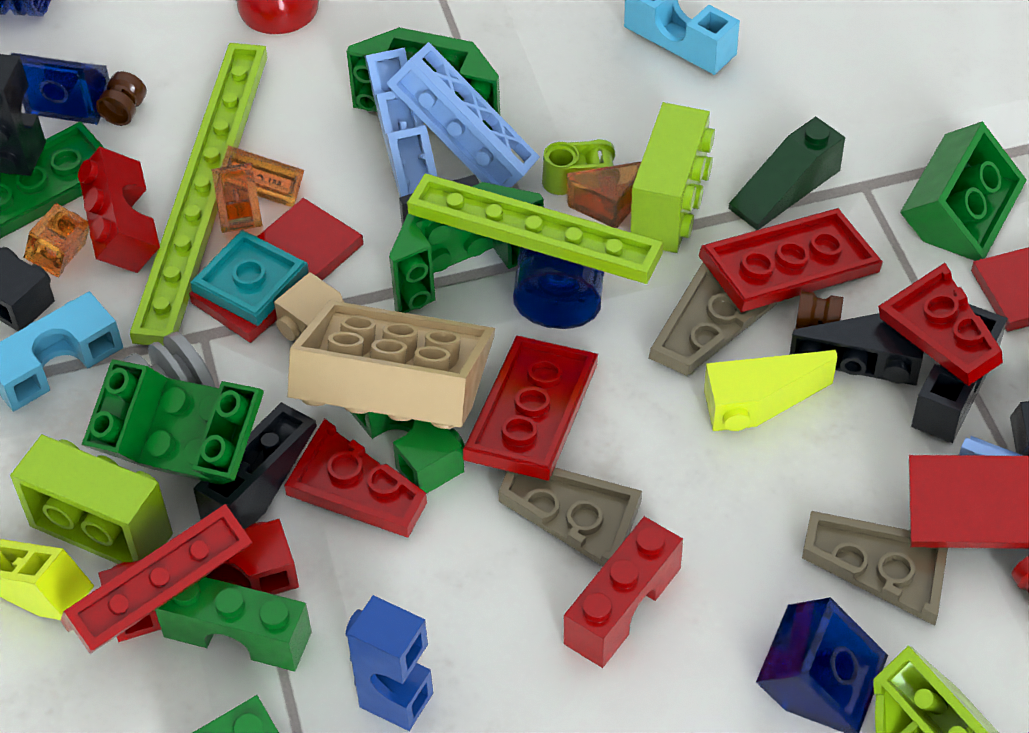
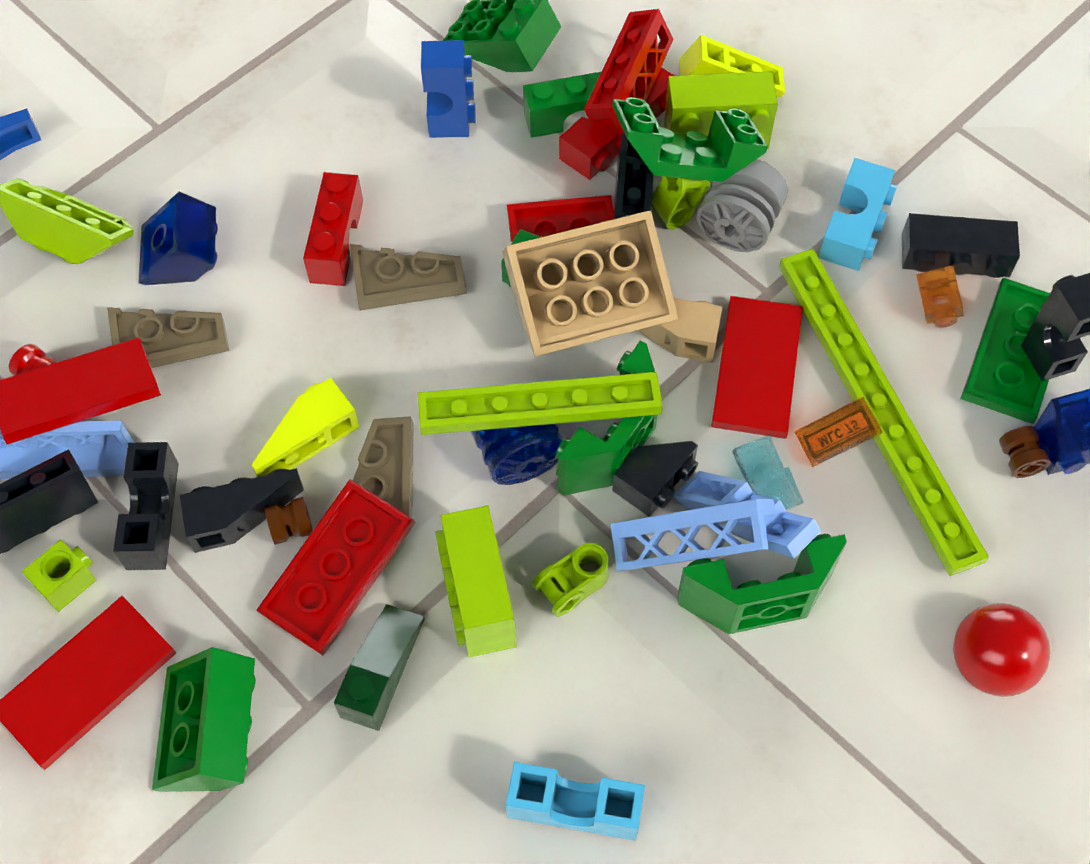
camera: 150 degrees right, 10 degrees up
(117, 231) = (943, 351): red arch -> none
(237, 197) = (824, 381): clear orange slope -> none
(249, 277) = (766, 334): teal tile -> none
(350, 179) = (766, 473): none -> clear light blue slope
(531, 408) = (475, 325): red tile -> none
(603, 192) = (529, 556): clear orange slope -> none
(943, 325) = (163, 507): red wing -> none

